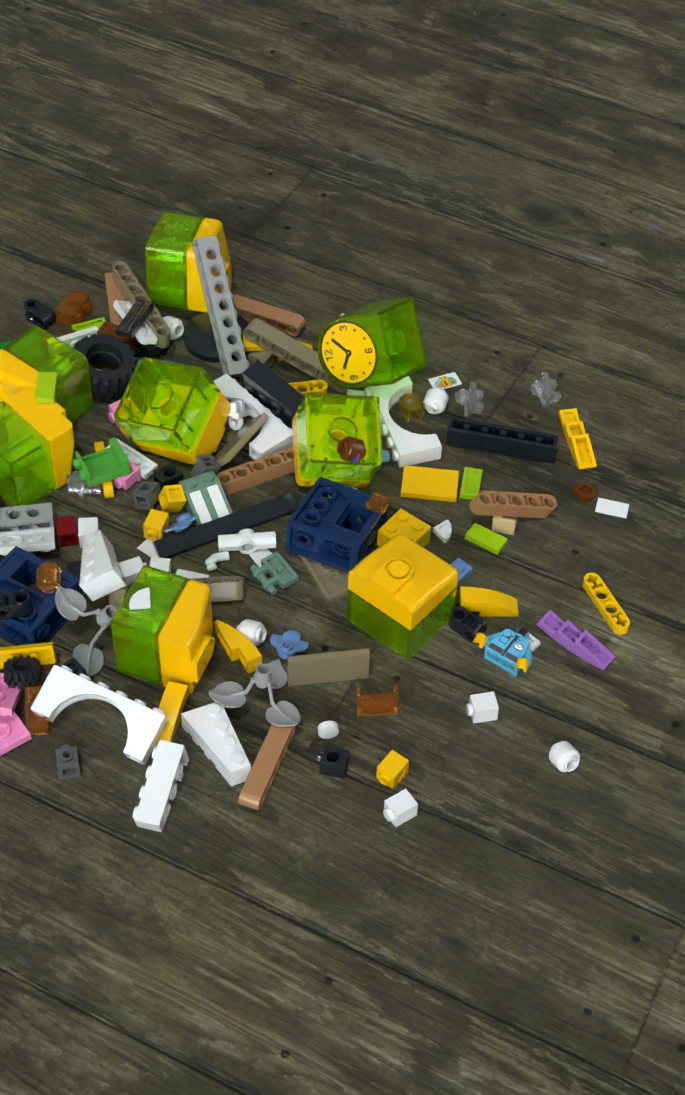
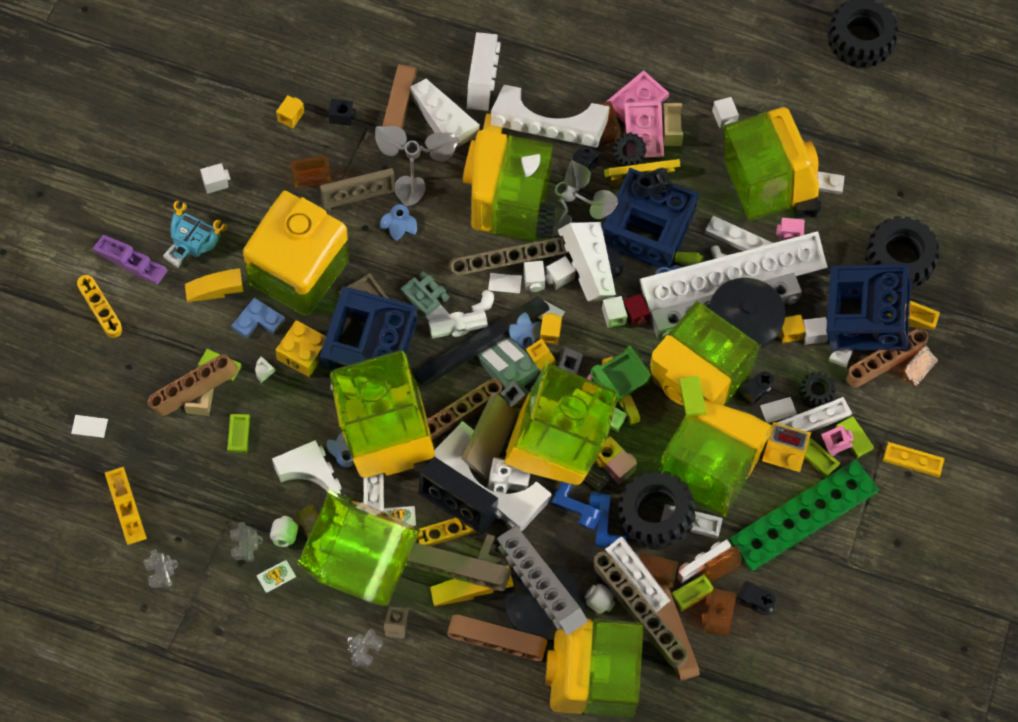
camera: 170 degrees right, 15 degrees up
(48, 577) = (628, 213): clear orange head -> none
(67, 762) = (567, 84): dark grey brick -> none
(134, 318) = (636, 562): black tile -> none
(237, 646) = (444, 209): yellow slope -> none
(253, 631) = (435, 223): white head -> none
(328, 729) = (350, 140): white tile -> none
(351, 449) = (361, 369): reddish brown head -> none
(378, 503) = (329, 345): clear orange tile -> none
(400, 808) = (280, 79): white brick -> none
(429, 483) = (281, 425): yellow tile -> none
(466, 623) = (231, 259): black piece -> none
(502, 439) = (207, 481): black brick -> none
(564, 756) = (141, 141): white head -> none
(585, 492) = (117, 438): reddish brown tile -> none

